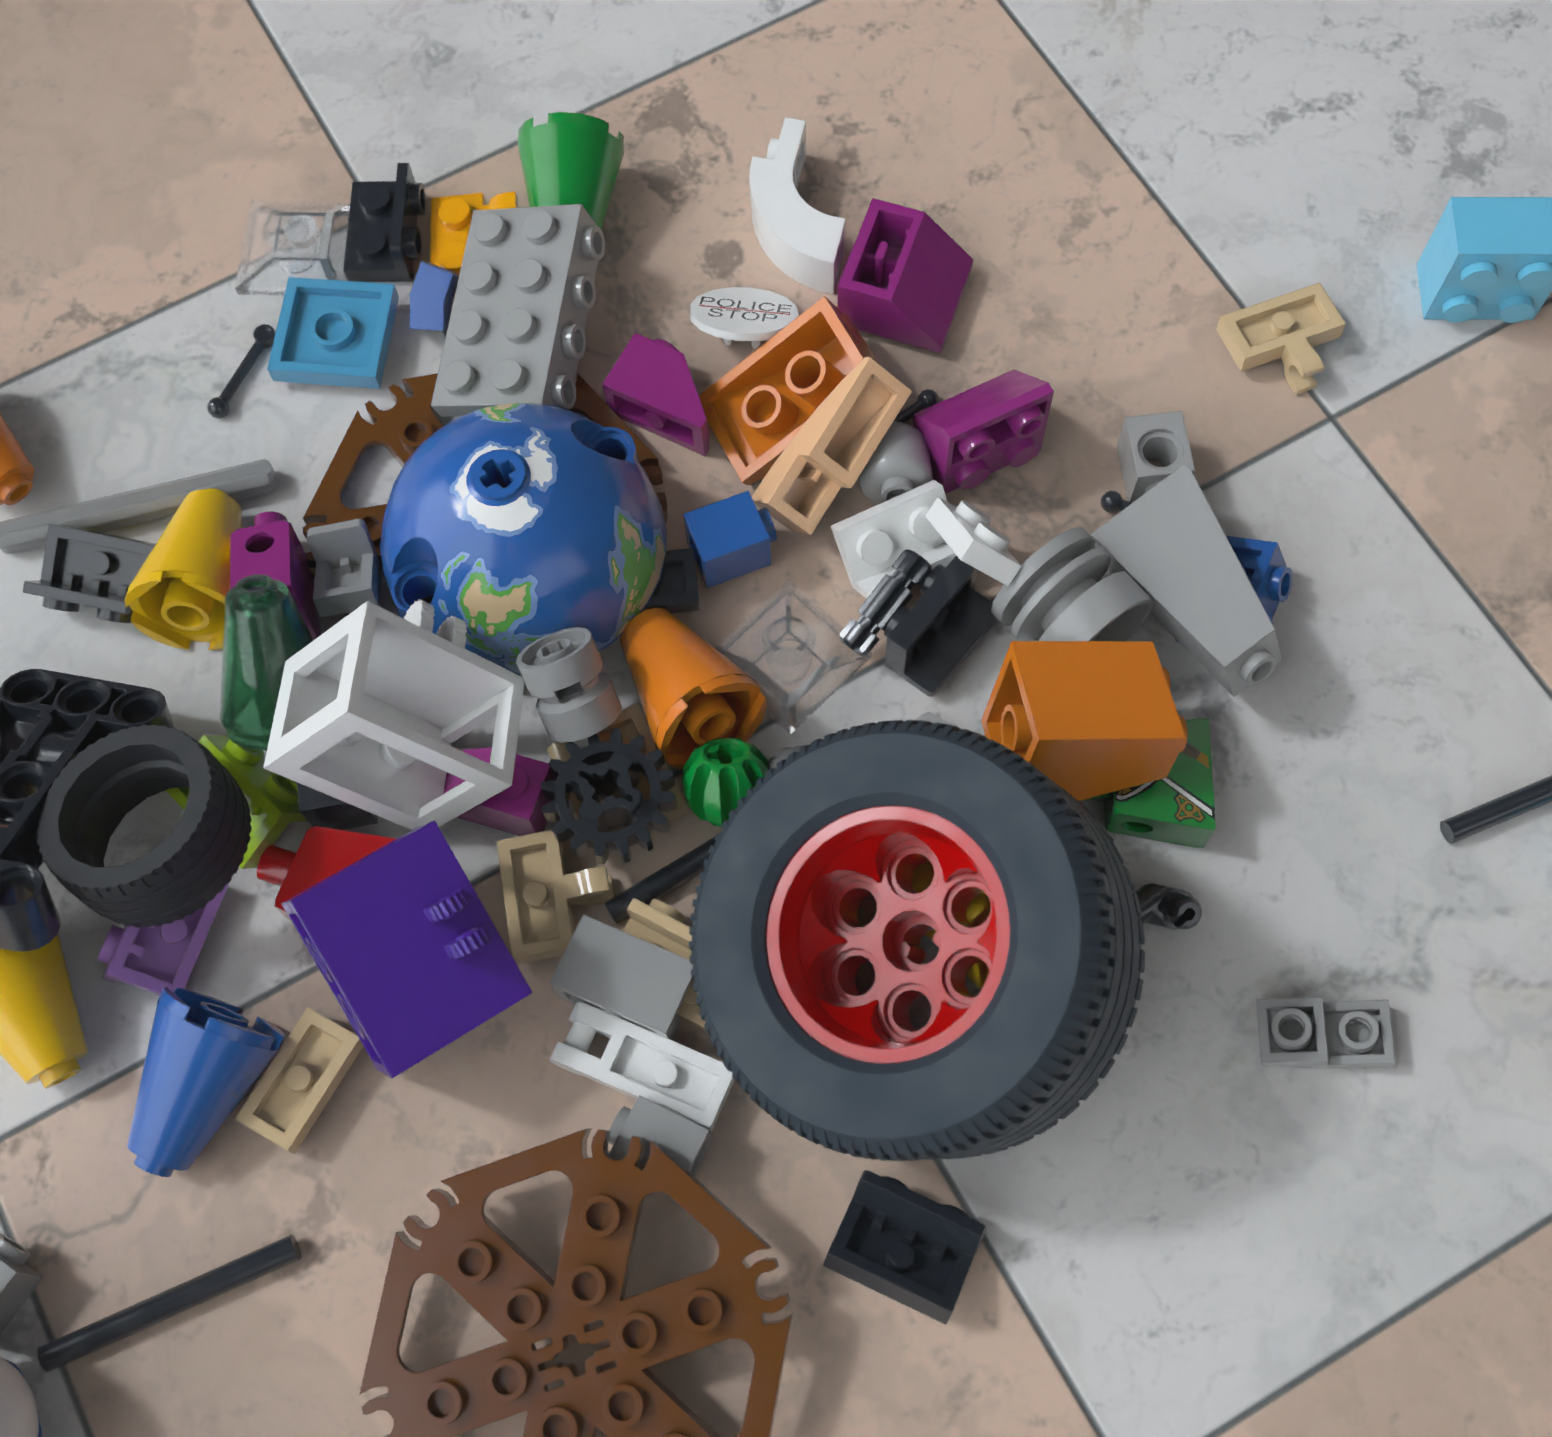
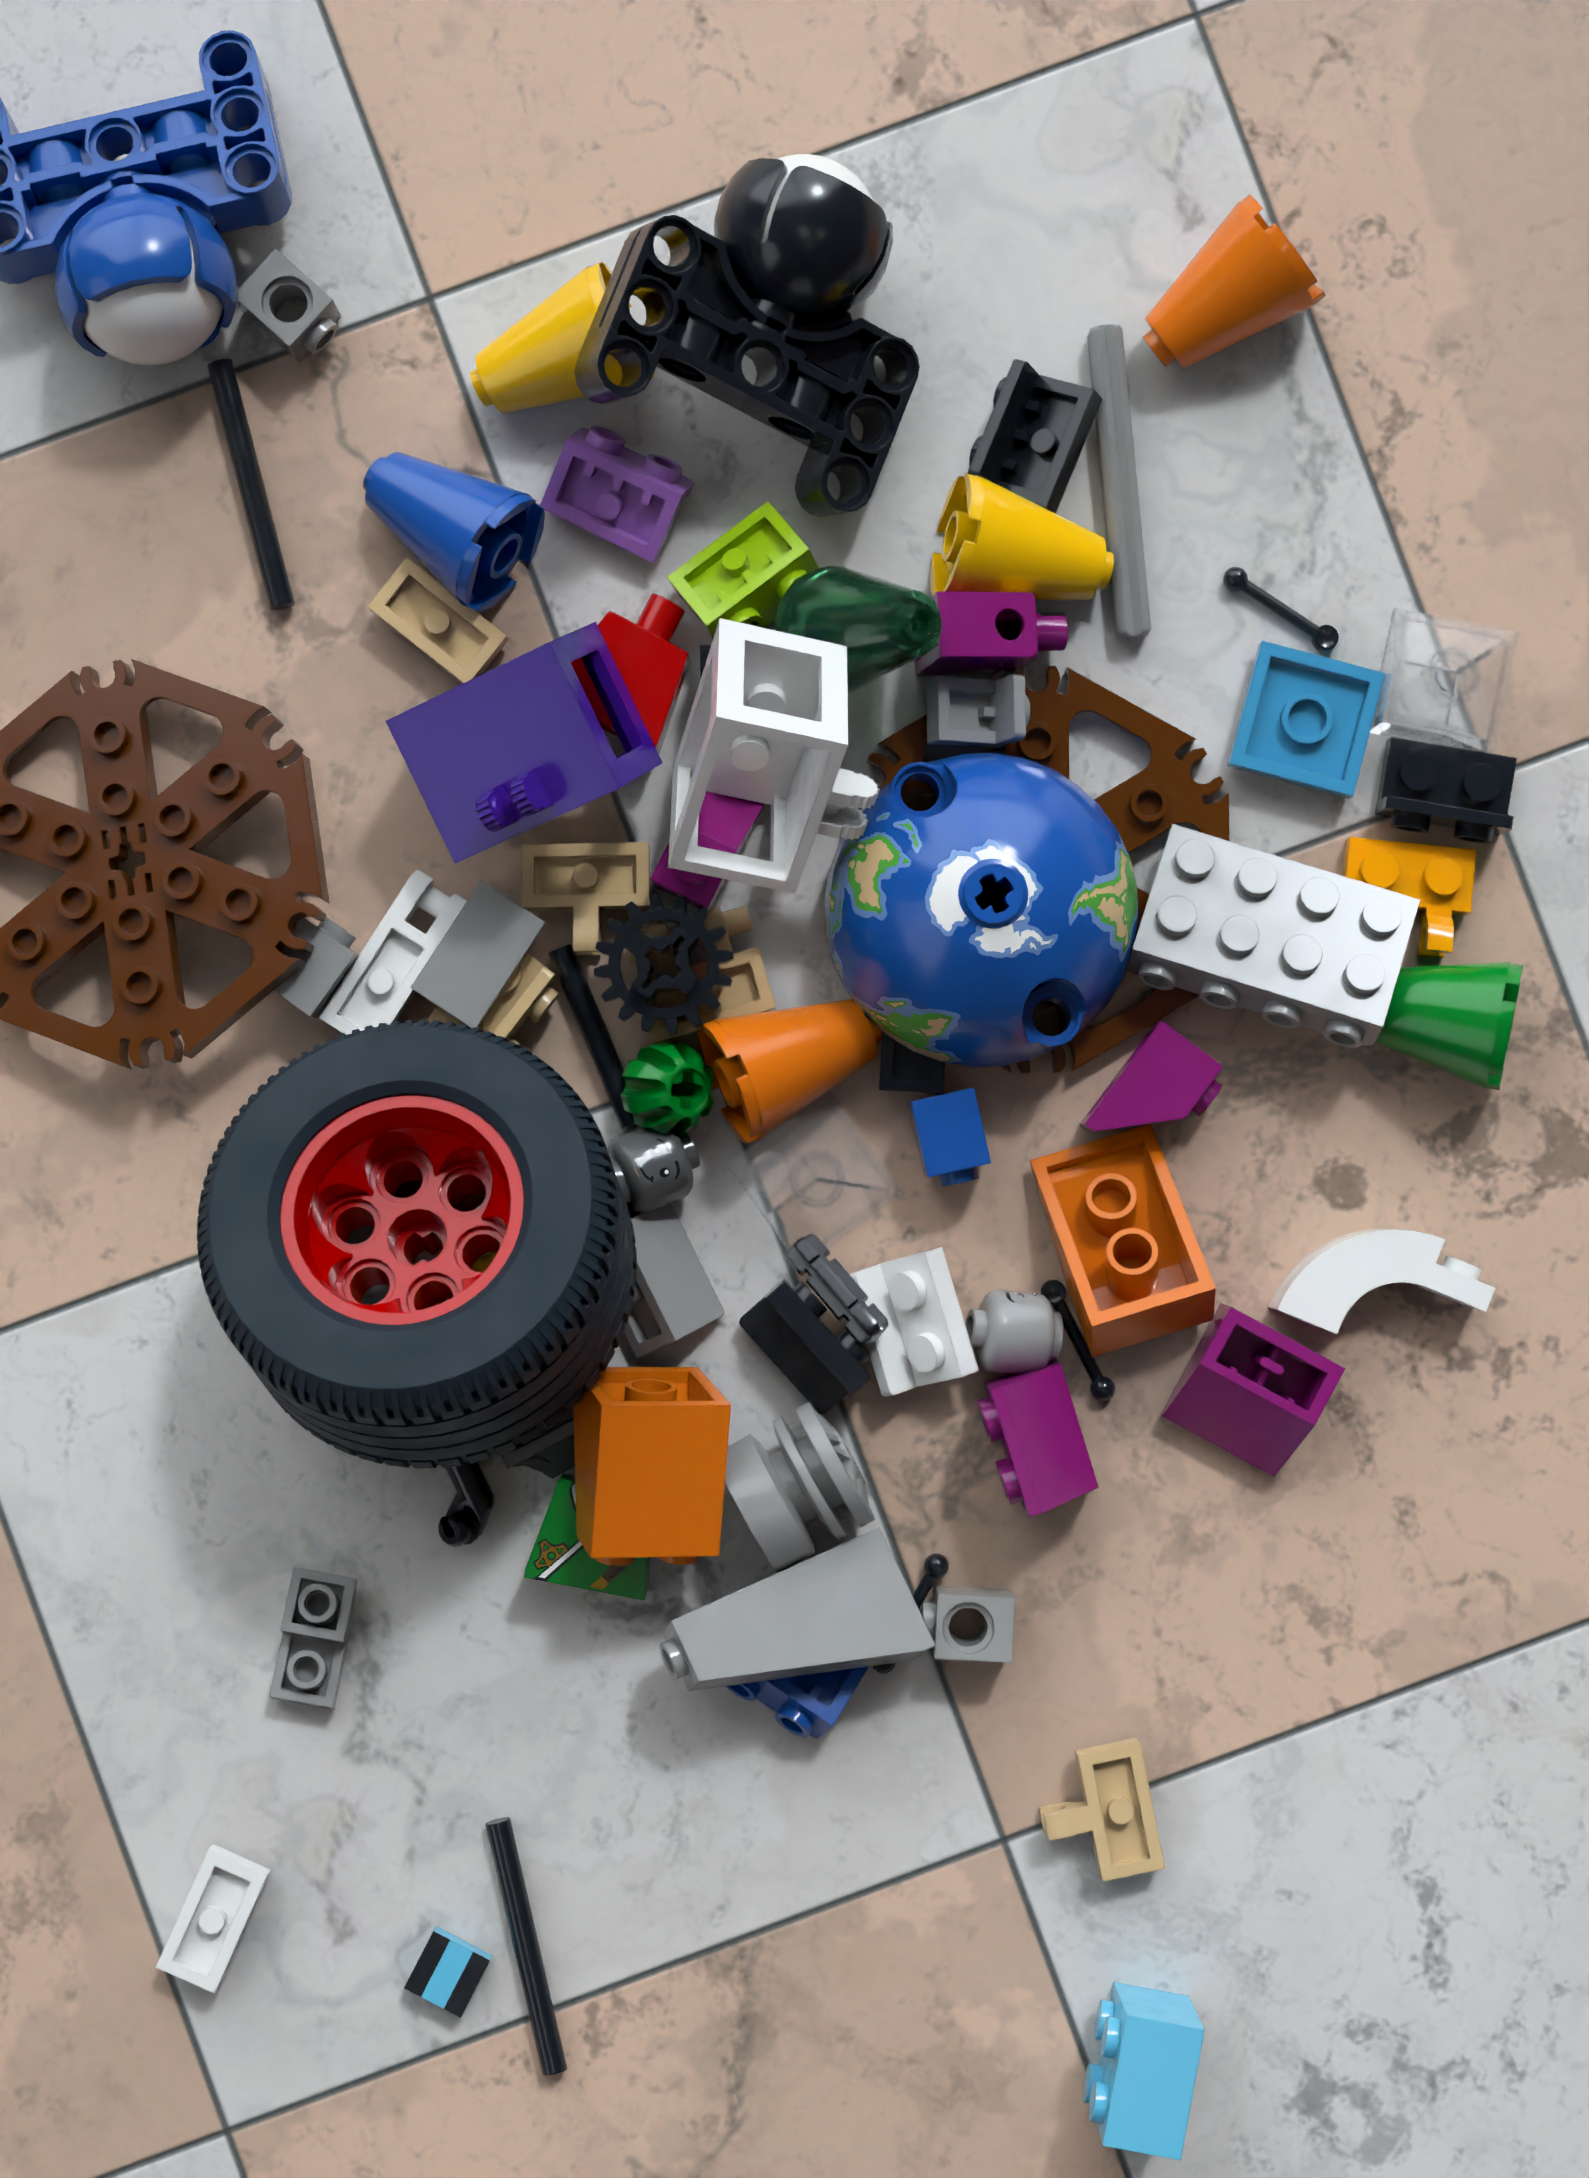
camera: 95 degrees right, 20 degrees up
(109, 783) = (742, 430): black tyre -> none
(432, 297) = (1325, 838): piece -> none
(567, 680) = (782, 938): light grey wheel -> none
(742, 314) = (1240, 1196): white piece -> none
(831, 447) = (1027, 1262): light nougat slope -> none
(905, 1245) = (165, 1185): black bracket -> none
(973, 539) = (876, 1393): white plate -> none

